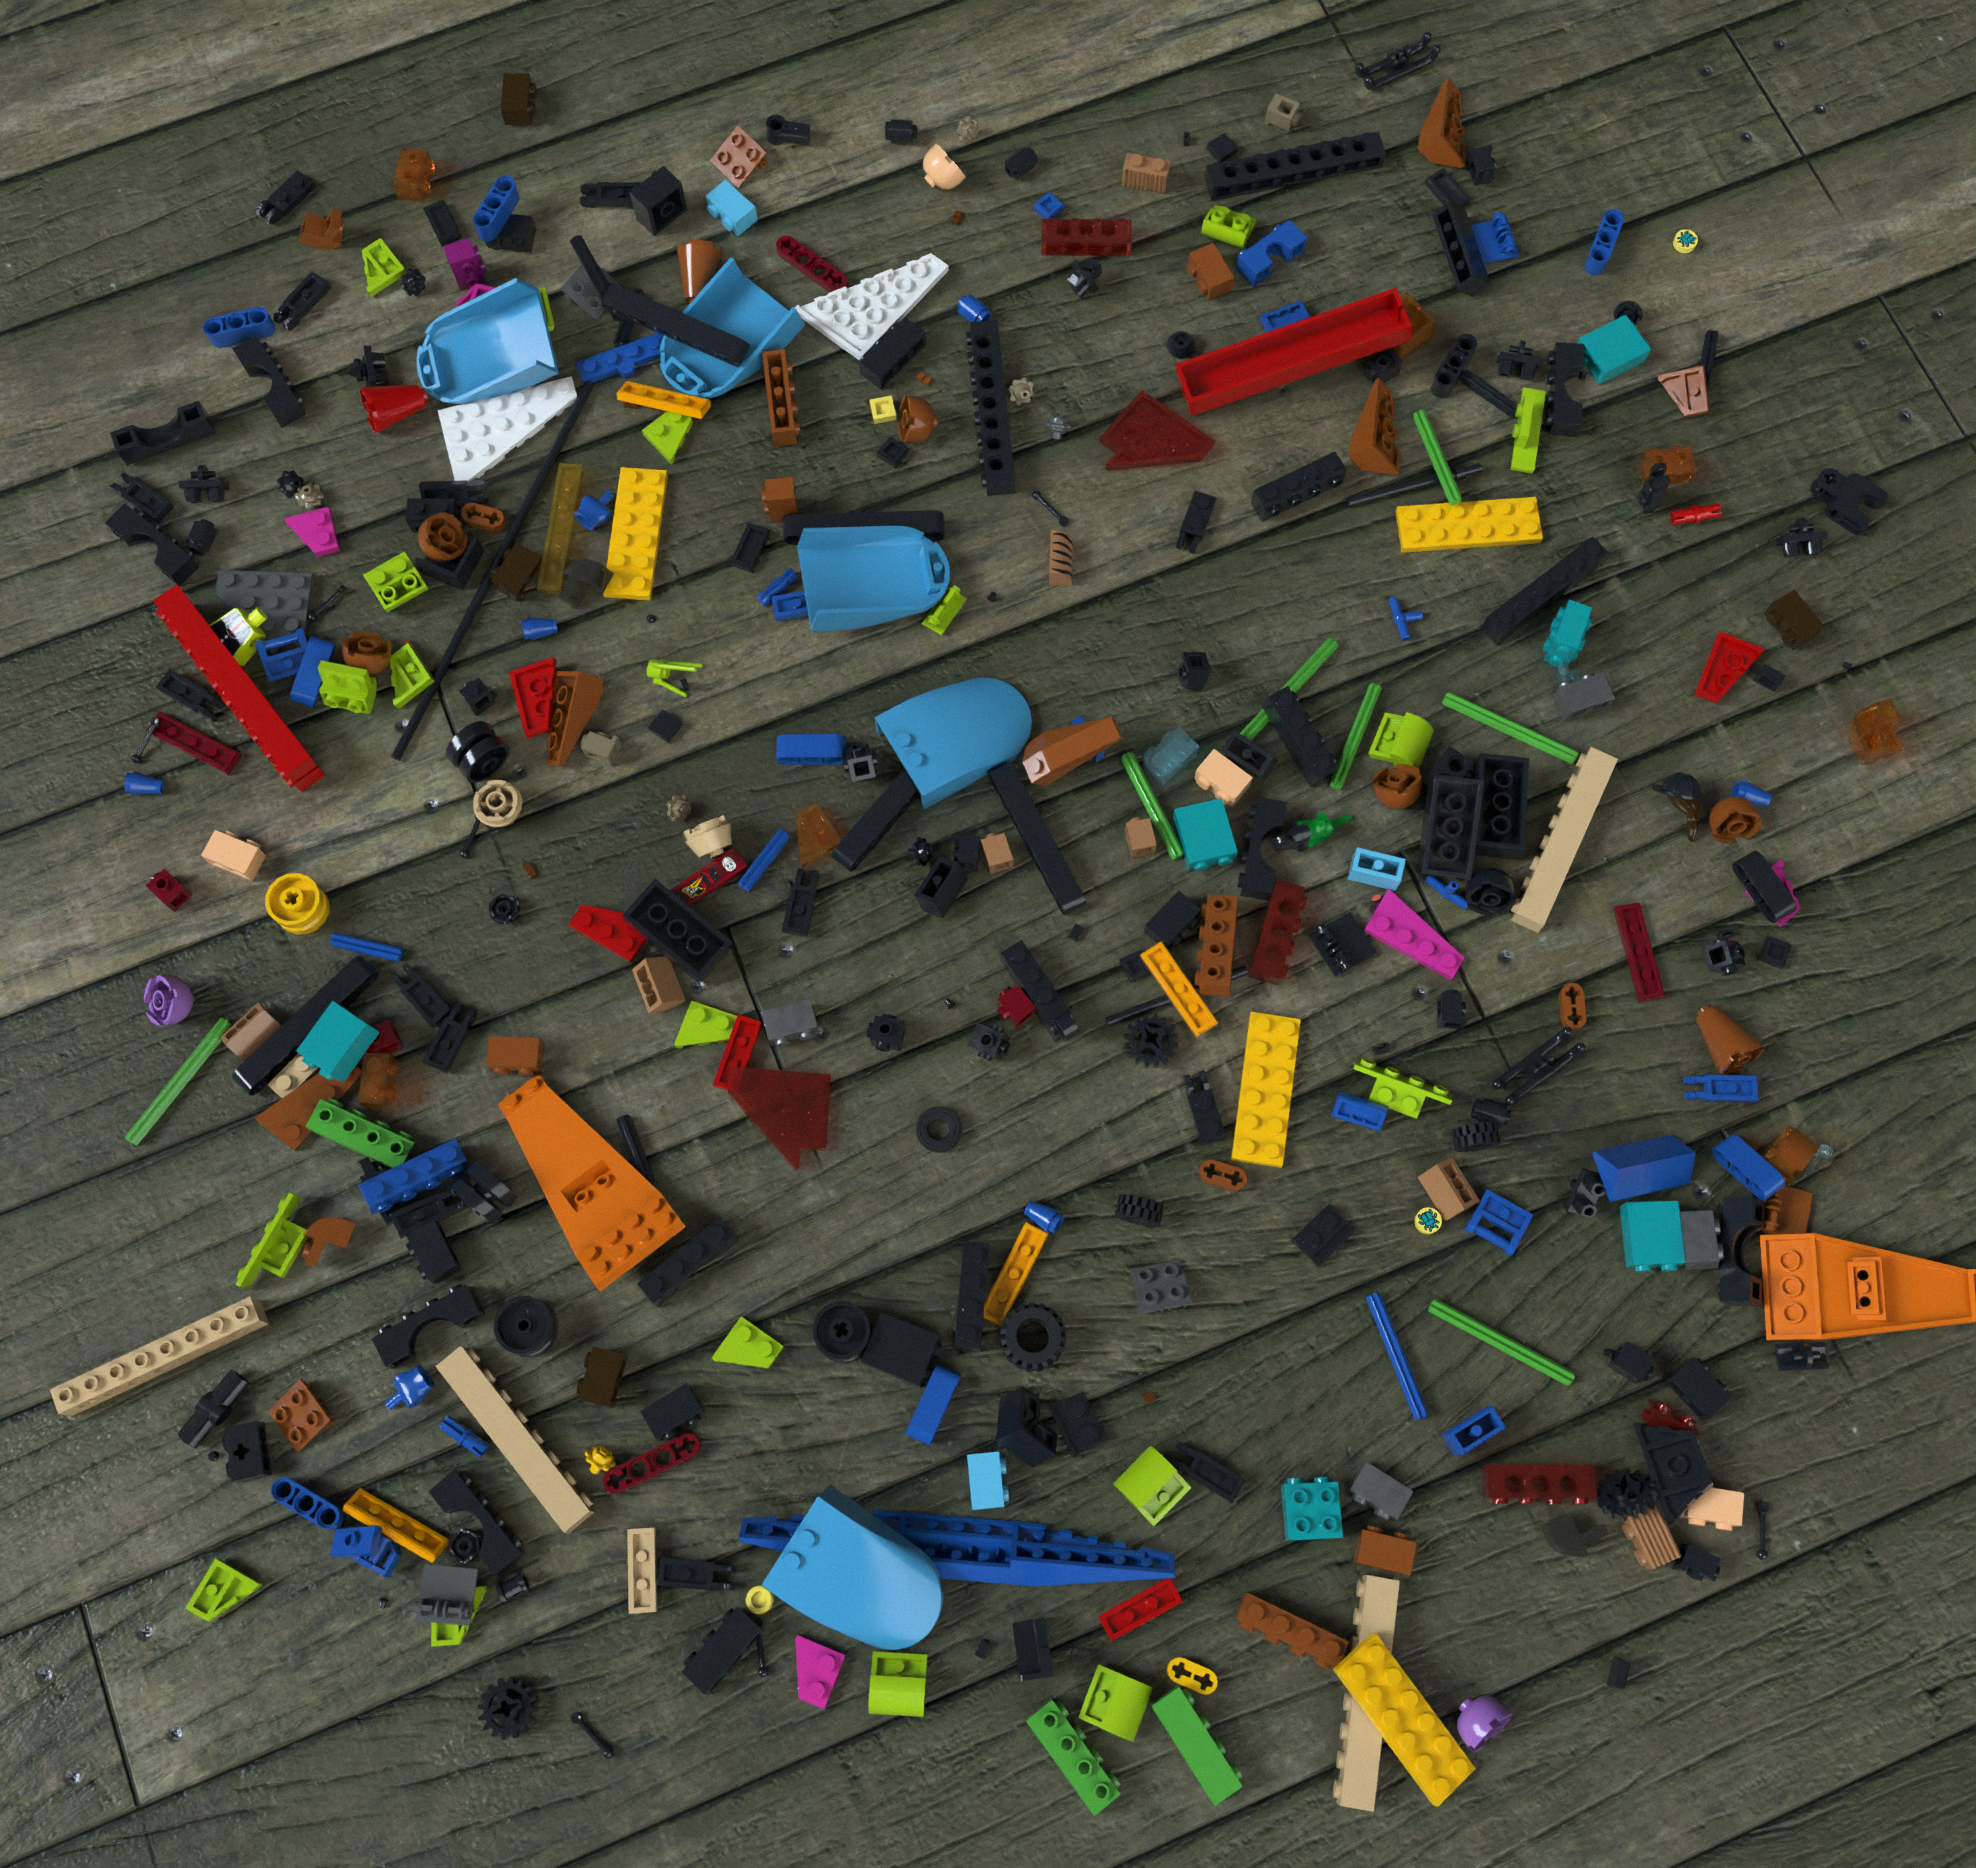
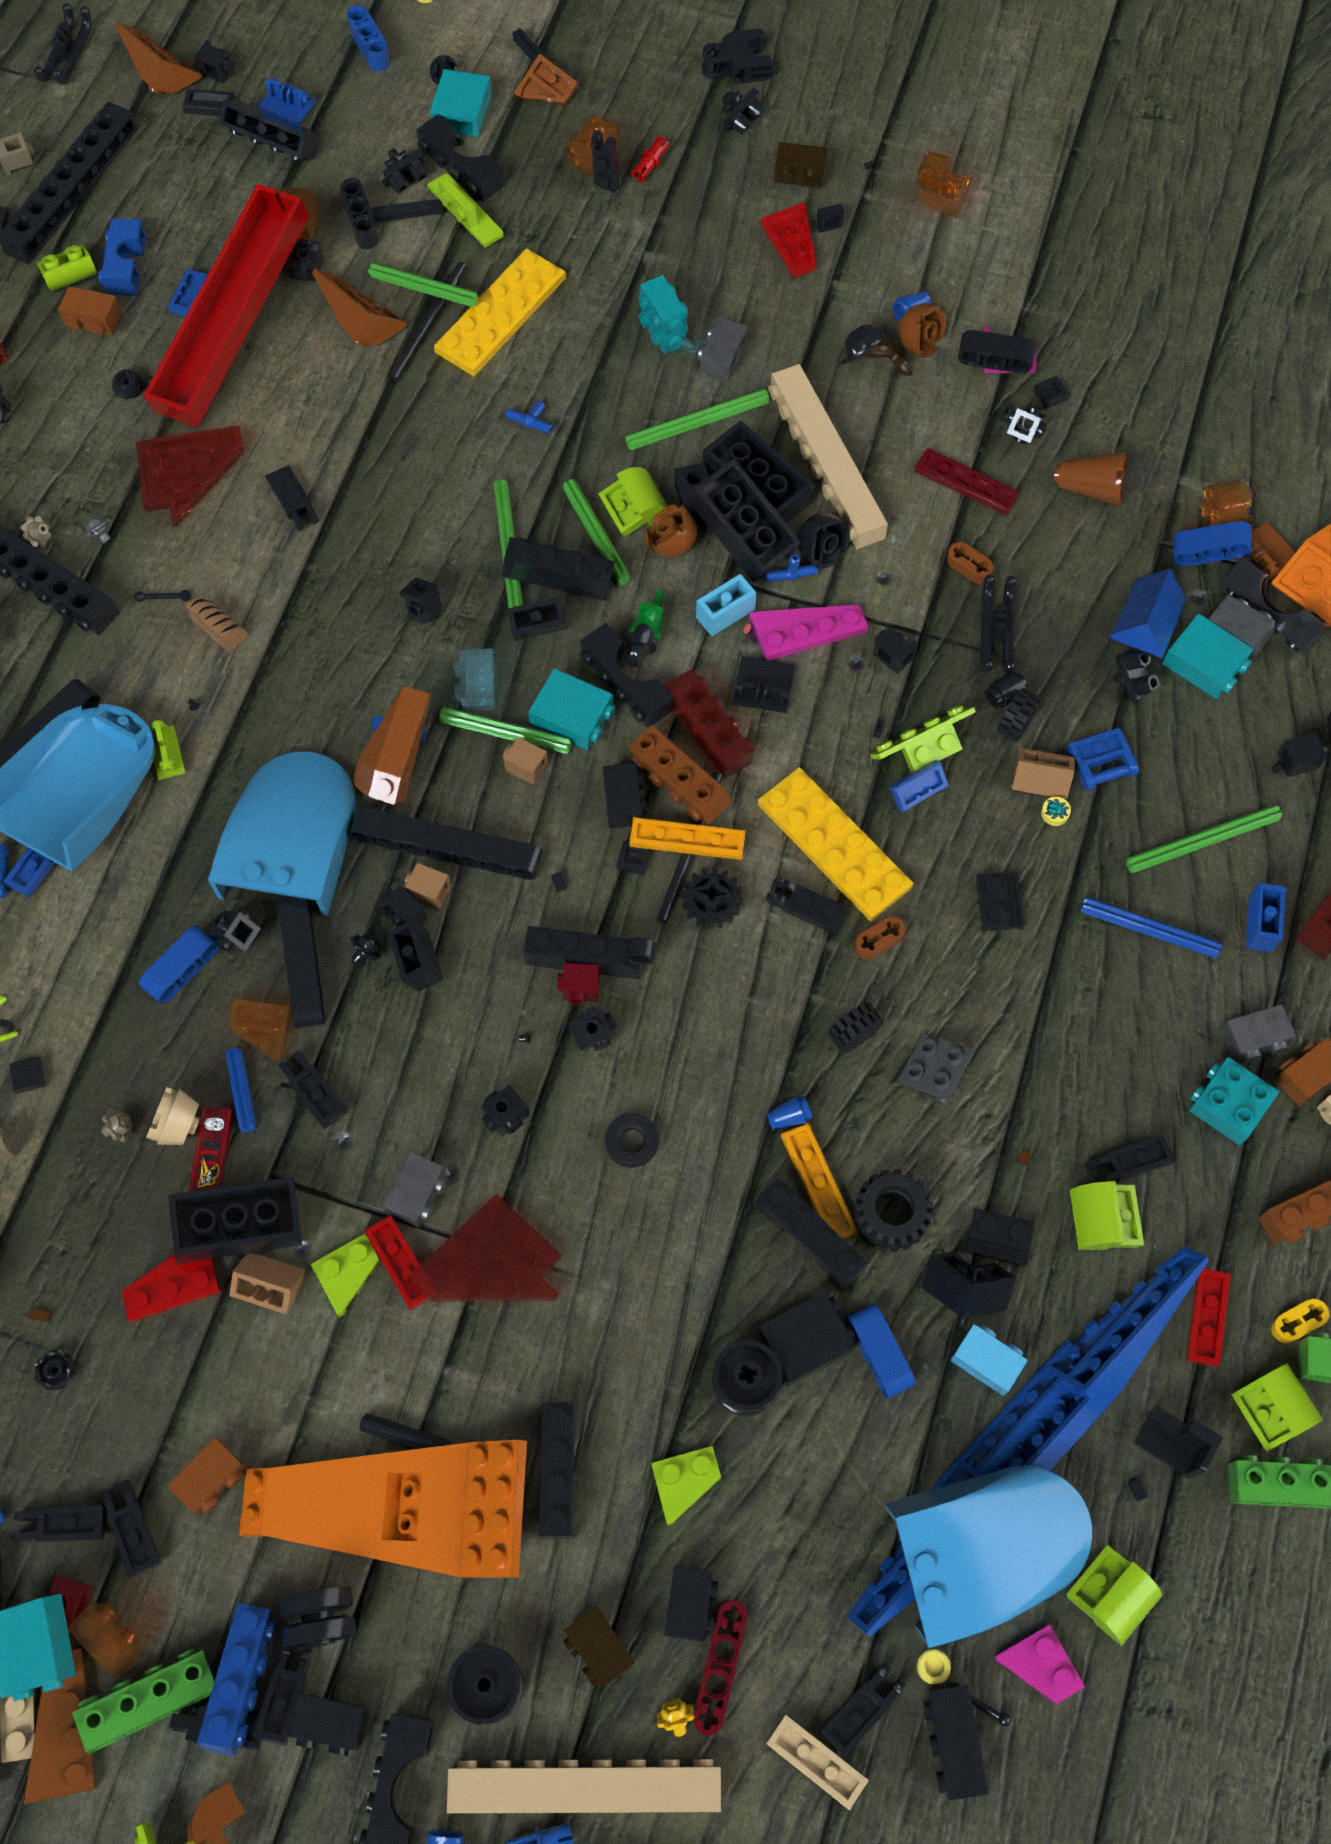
camera: 50 degrees left, 5 degrees down
(1222, 778) = (535, 655): light nougat brick -> none
(1298, 486) = (343, 398): black brick -> none
(1544, 590) = (610, 304): black brick -> none
(1723, 1088) = (1131, 512): blue hinge -> none

